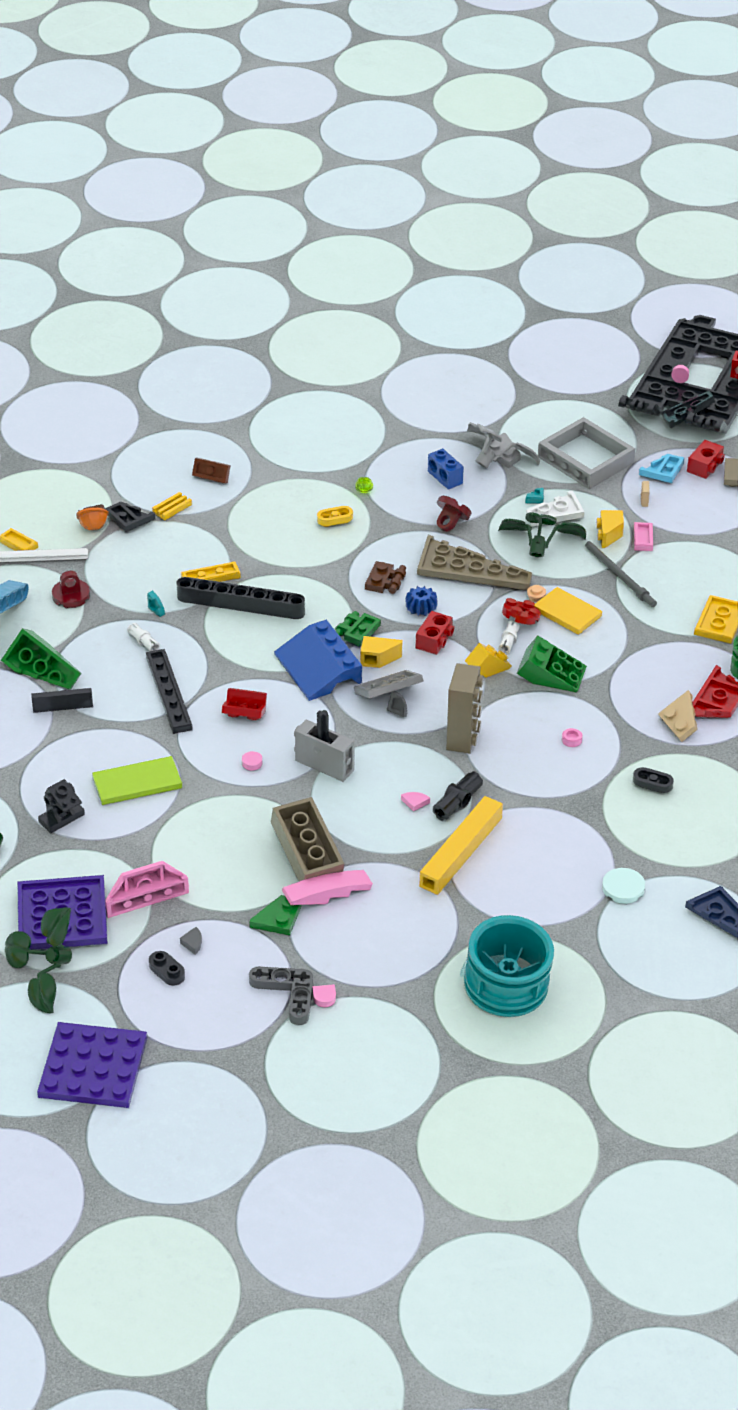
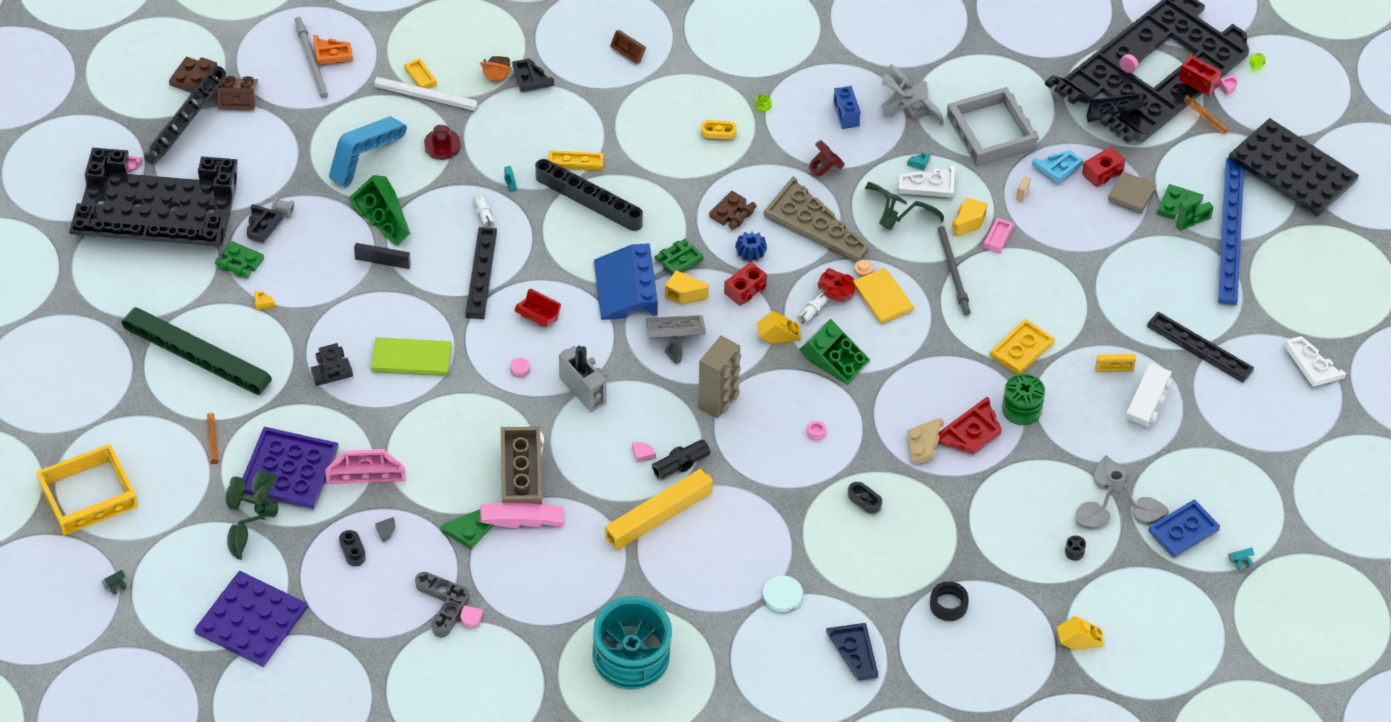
camera: 20 degrees right, 10 degrees up
(168, 507) = (575, 73): yellow tile -> none

